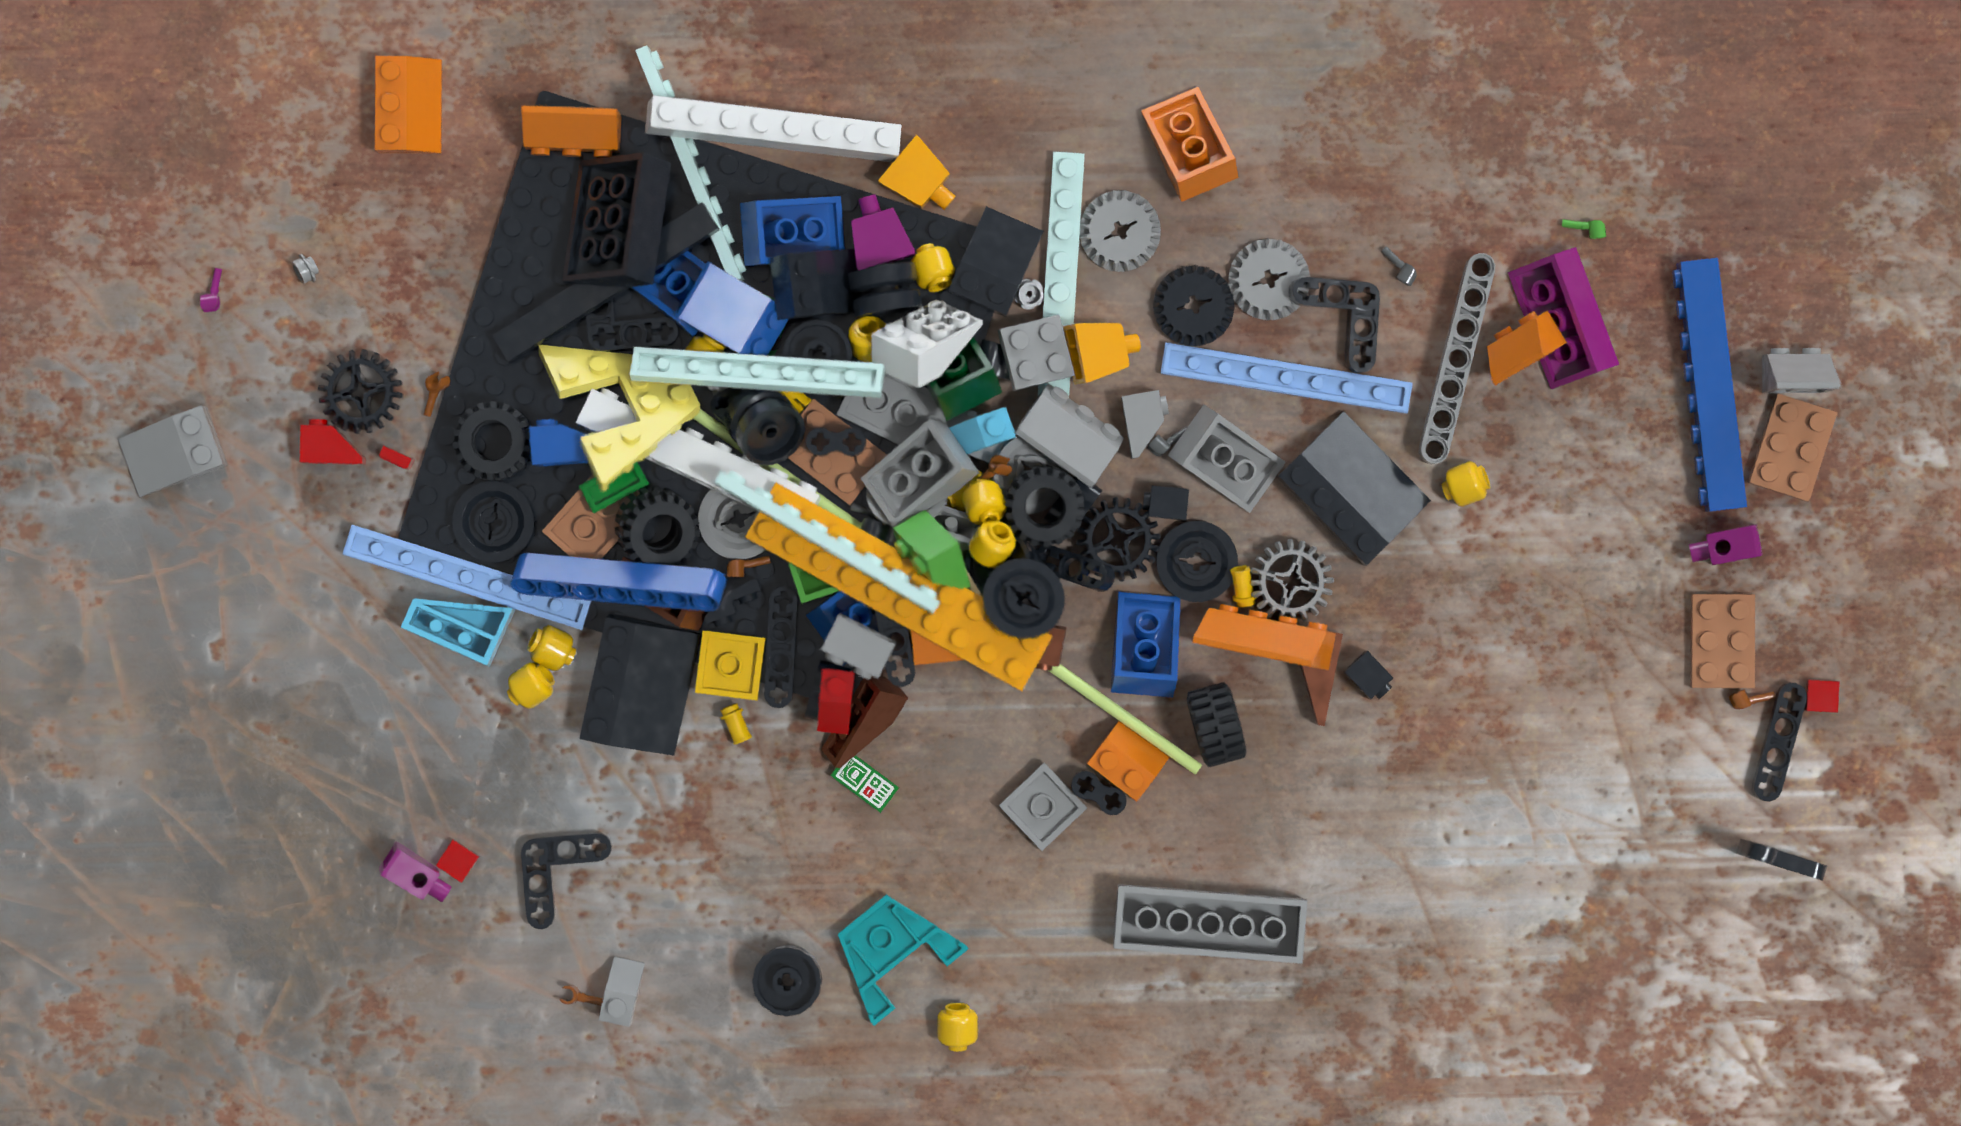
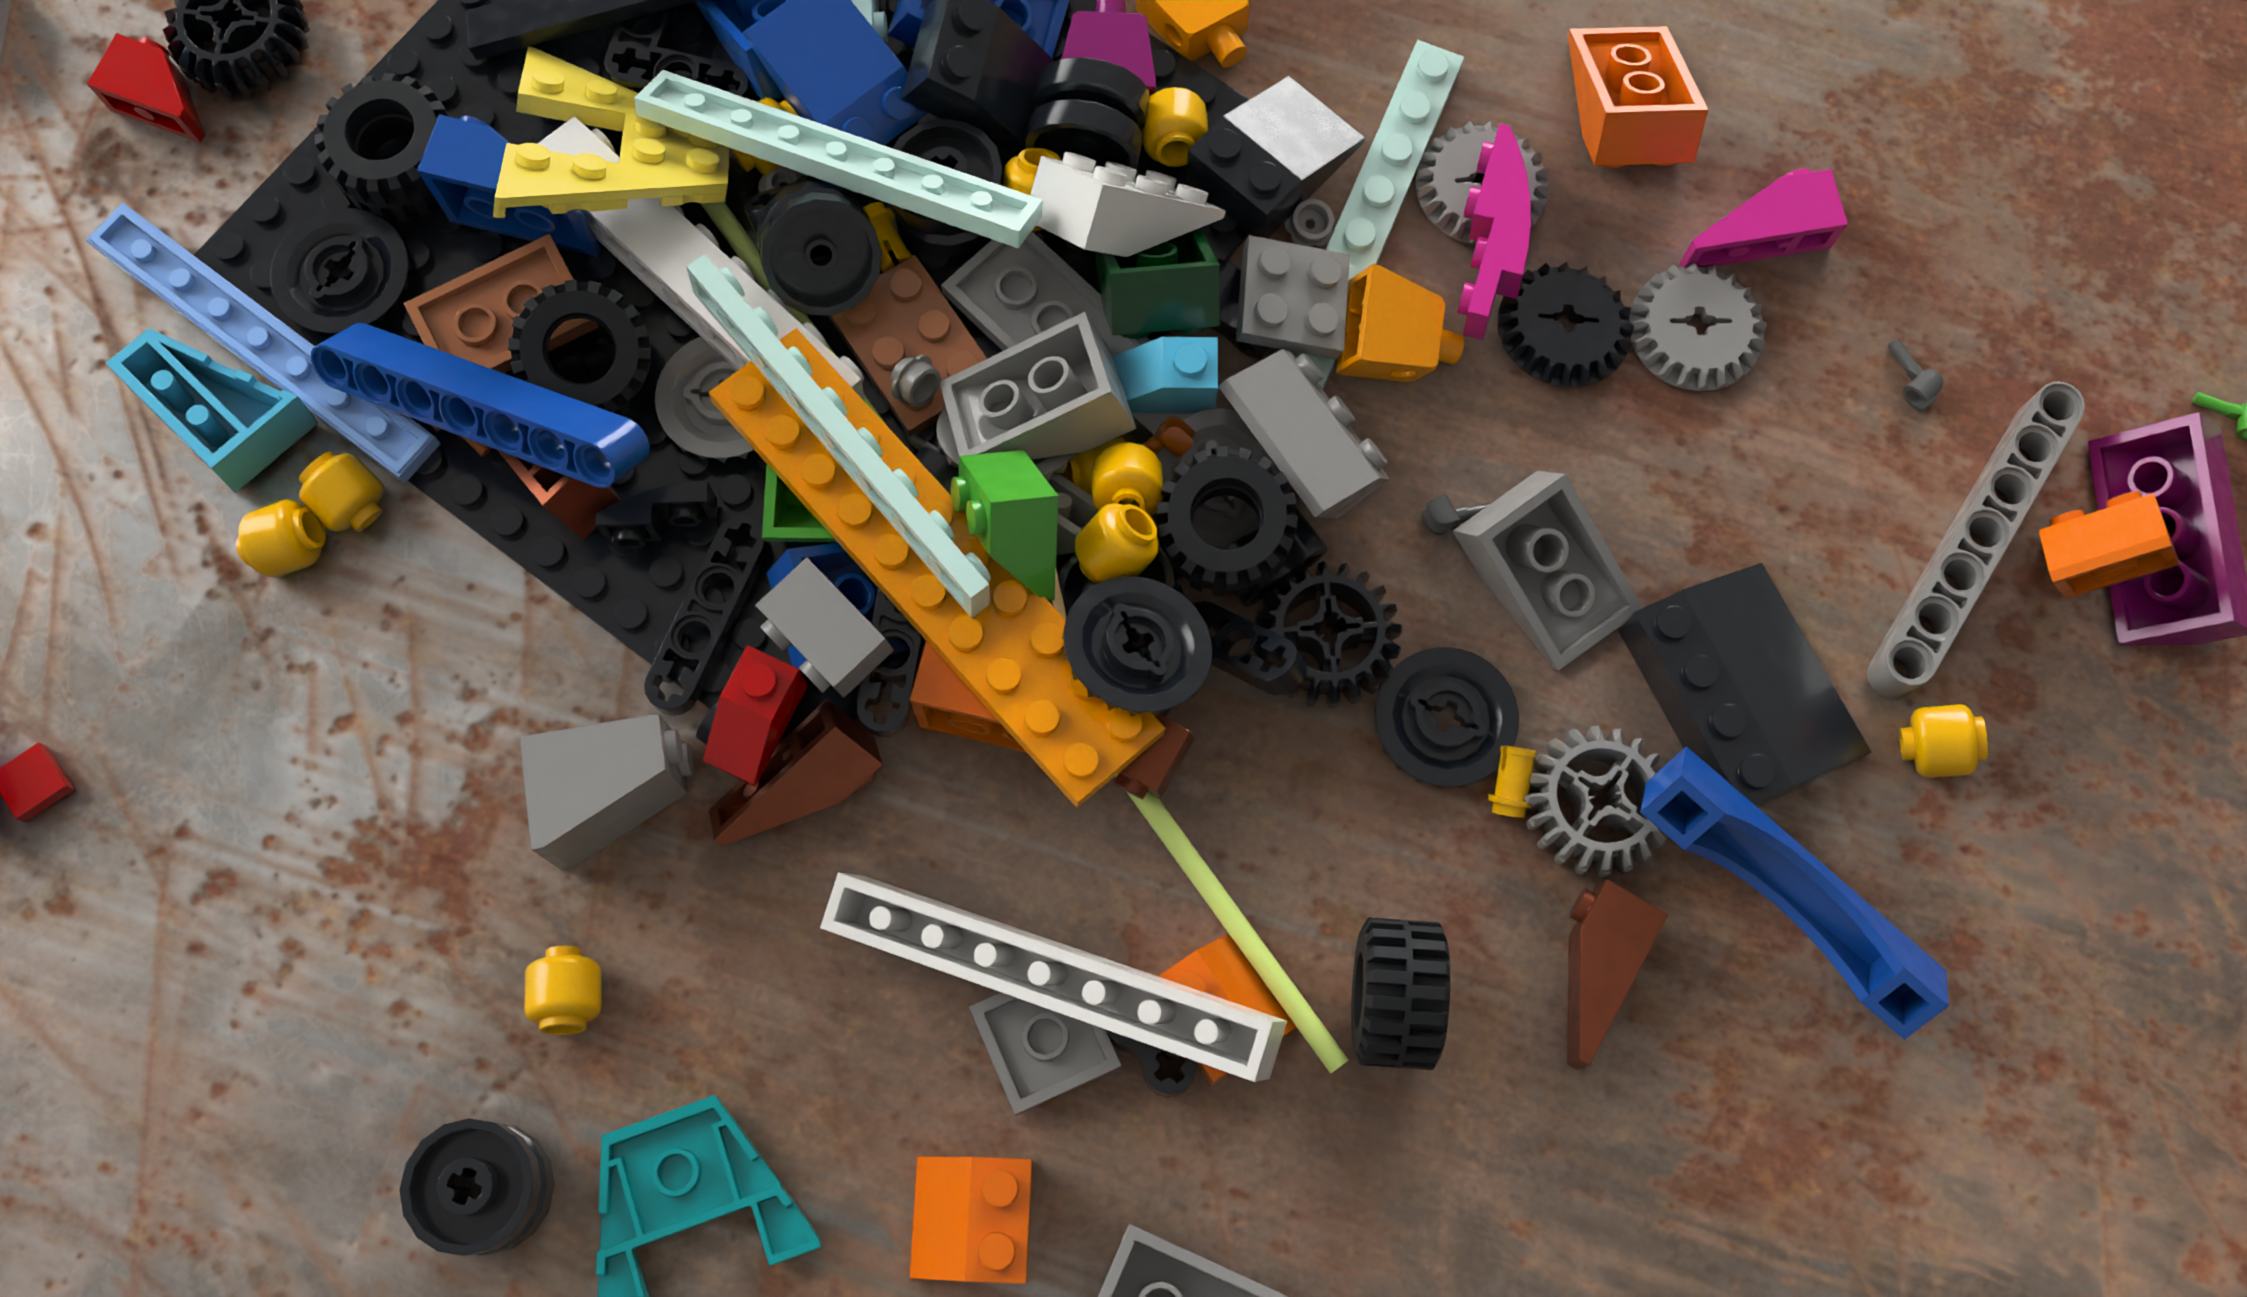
camera: 15 degrees right, 15 degrees down
(396, 458) = (242, 137): red tile -> none
(434, 387) = (351, 57): dark orange hand -> none
(550, 858) = (182, 830): black beam -> none
(580, 997) = (115, 1085): dark orange hand -> none
(618, 489) = (527, 268): green tile -> none
(622, 991) = (185, 1107): light grey slope -> none
(640, 685) = (449, 596): black slope -> none
(730, 665) = (610, 613): yellow plate -> none
(735, 568) = (689, 464): dark orange hand -> none
(735, 723) = (583, 703): yellow pin -> none
(765, 758) = (599, 783): none -> light grey slope
(787, 870) = (563, 991): none -> yellow head
(836, 442) = (932, 317): black axle -> none
(845, 480) = (915, 380): none -> light grey plate
(866, 782) = (759, 890): tile -> none
(1037, 778) = (1056, 976): none -> white brick
(1038, 909) = (972, 1219): none -> orange slope
(1136, 258) = (1500, 227): none -> dark pink slope
(1143, 418) = (1430, 460): light grey slope -> none
(1146, 645) = (1316, 824): blue slope -> none
(1166, 502) = (1428, 603): black brick -> none
(1266, 638) = (1535, 874): orange slope -> none
(1286, 378) = (1684, 484): light blue tile -> none
(1299, 196) = (1785, 218): none -> dark pink slope
(1355, 311) = (1826, 410): black beam -> none
(1369, 676) = (1690, 1008): black brick -> none
(1455, 618) = (1867, 950): none -> blue arch

